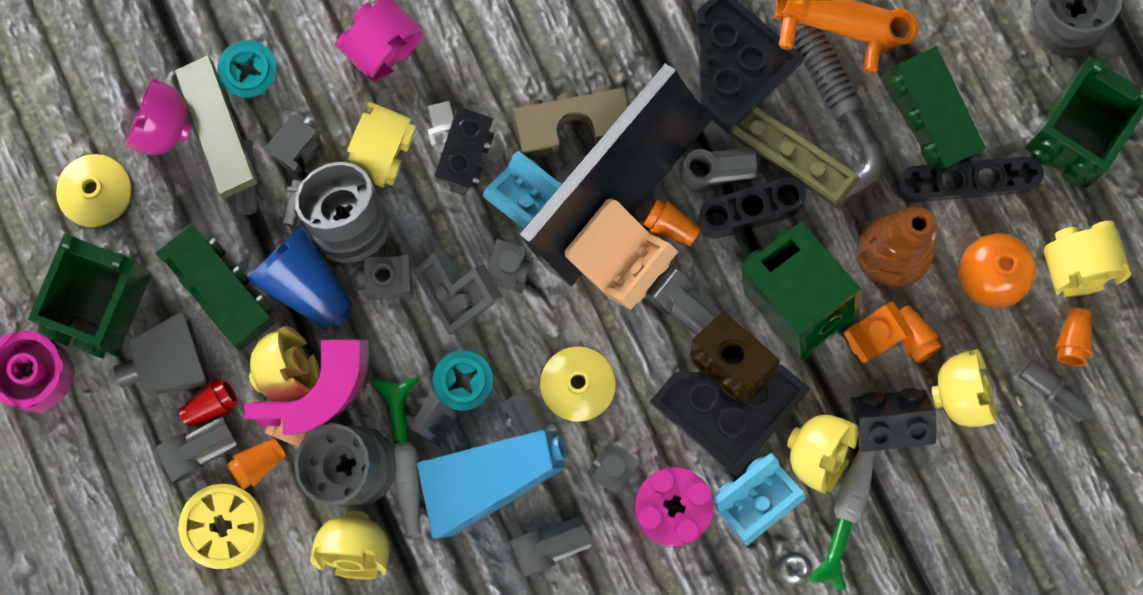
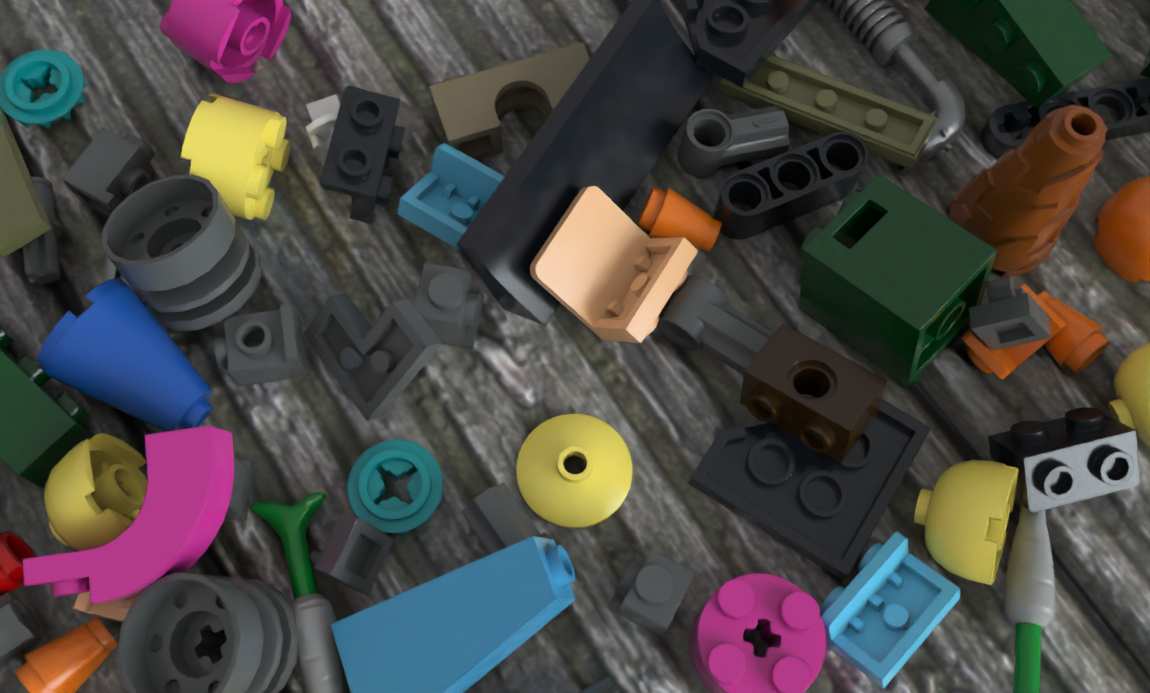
camera: 10 degrees left, 10 degrees down
(870, 325) = (1009, 316): none -> dark grey tile

